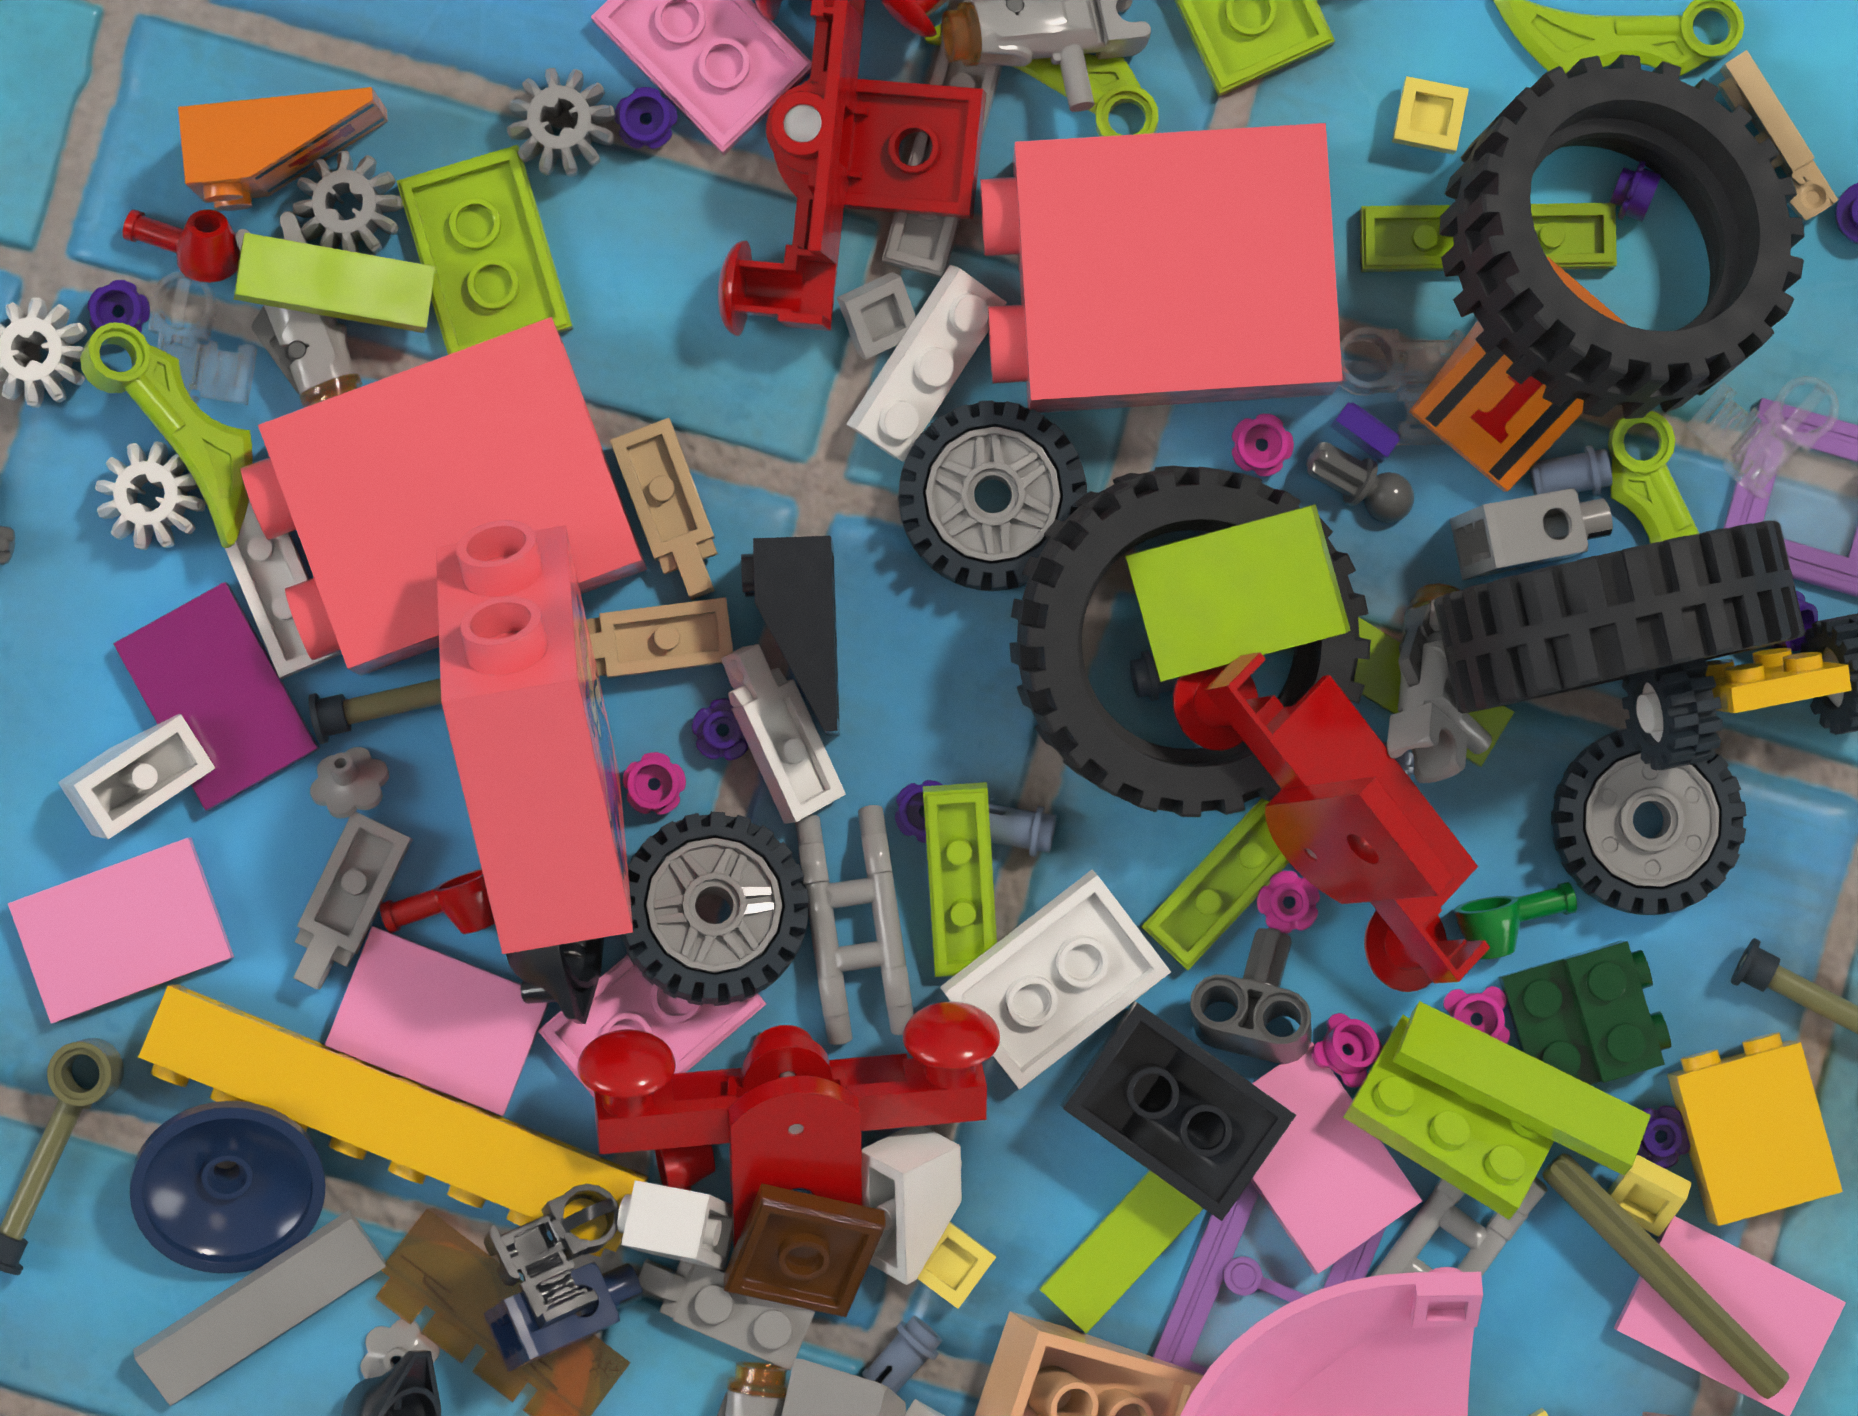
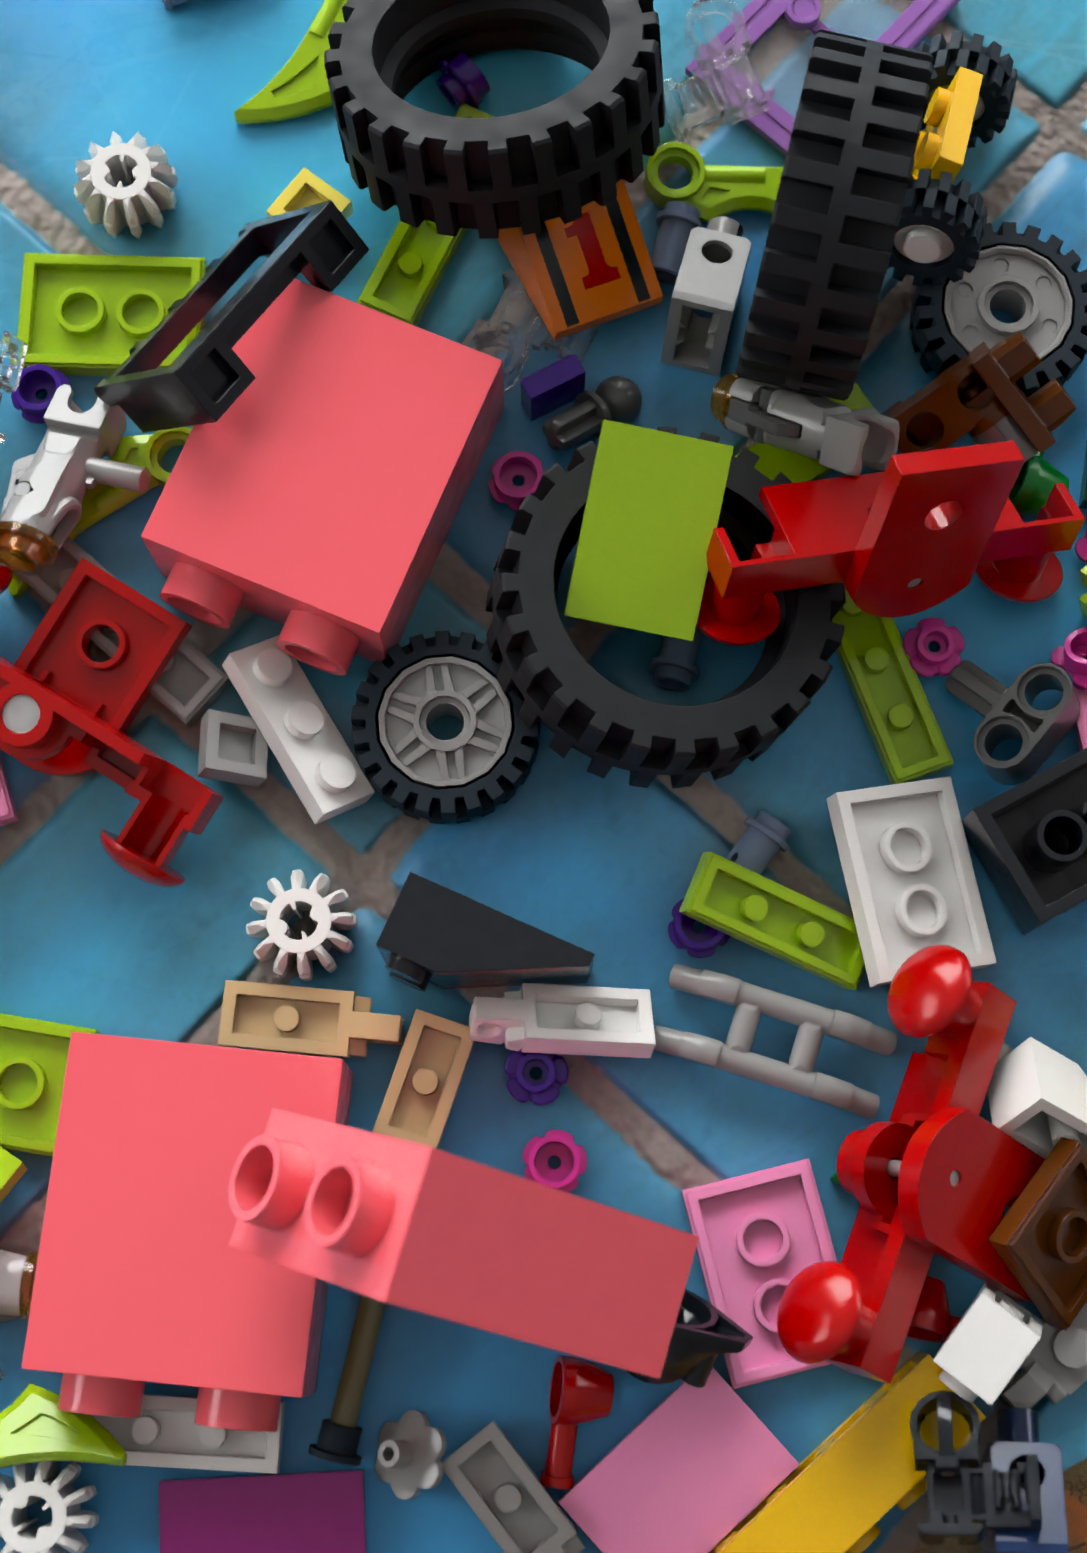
camera: 65 degrees left, 10 degrees down
(724, 859) = (712, 1111): wheel -> none
(766, 472) = (279, 935): none -> white gear
(1186, 127) = (208, 372): none -> black hinge
(1538, 839) = (984, 401): none -> reddish brown hips

